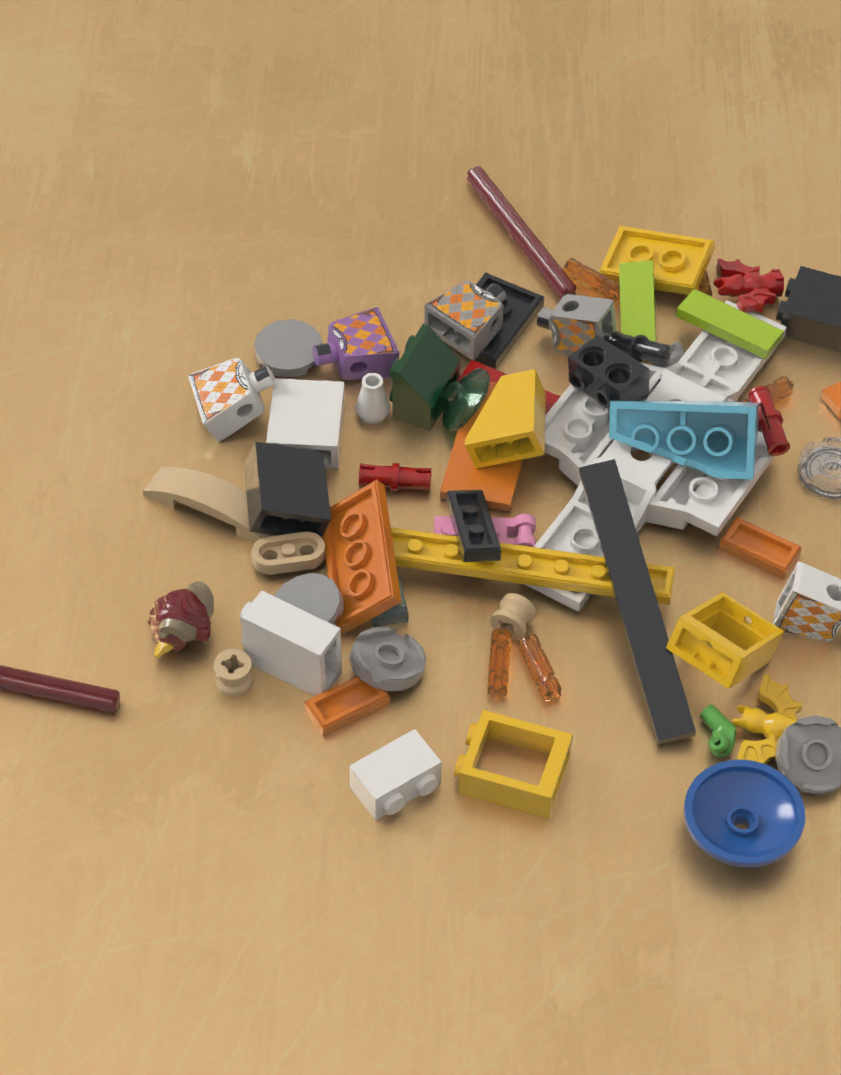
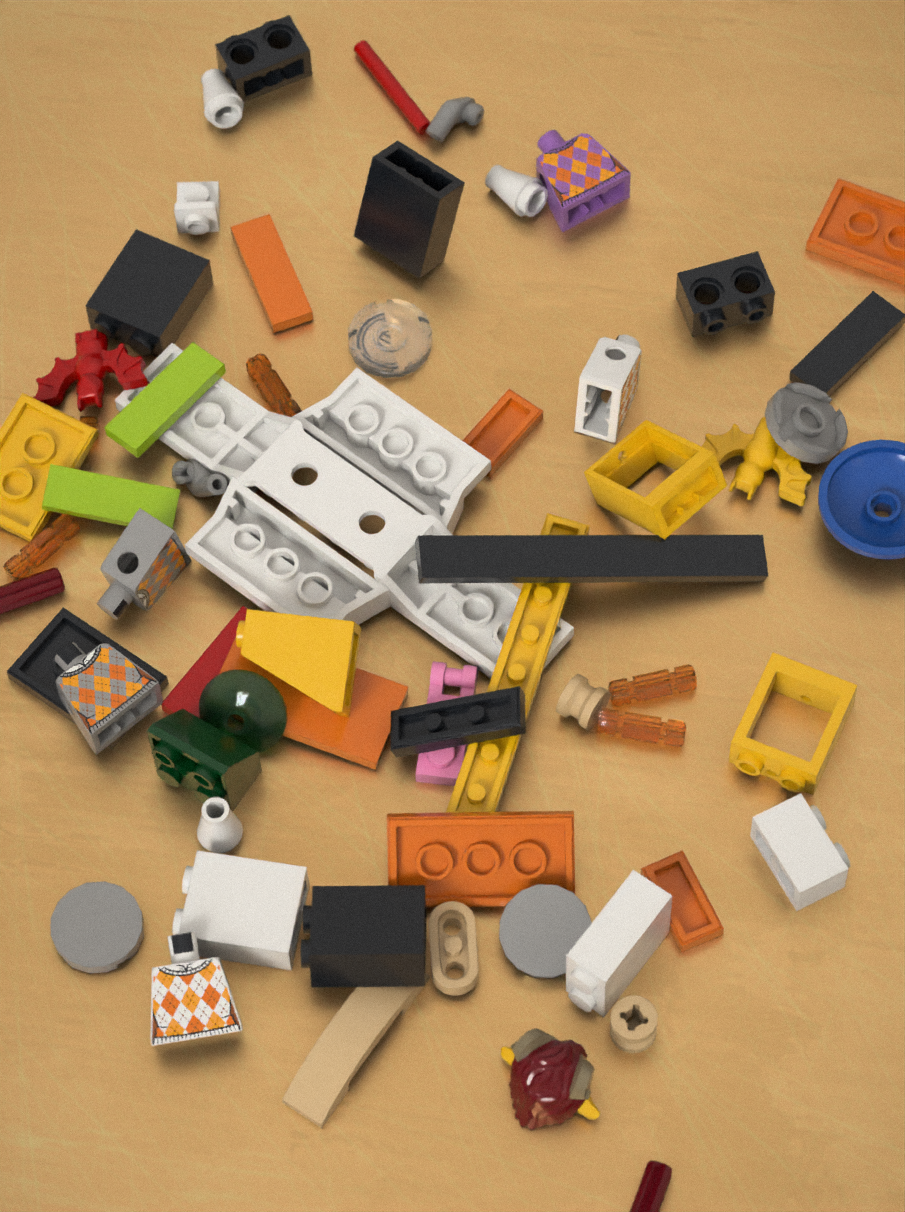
camera: 80 degrees left, 10 degrees up
(358, 346) = (122, 832): medium lavender torso -> none
(387, 659) = (629, 841): light grey tile -> none
(395, 476) = (343, 814): red pin -> none
(607, 373) = (248, 527): black brick -> none
(641, 348) = (197, 499): black axle -> none
(697, 434) = (367, 444): medium azure wedge -> none
(723, 731) = (759, 511): bright green arm -> none
(769, 421) = (316, 380): red pin -> none

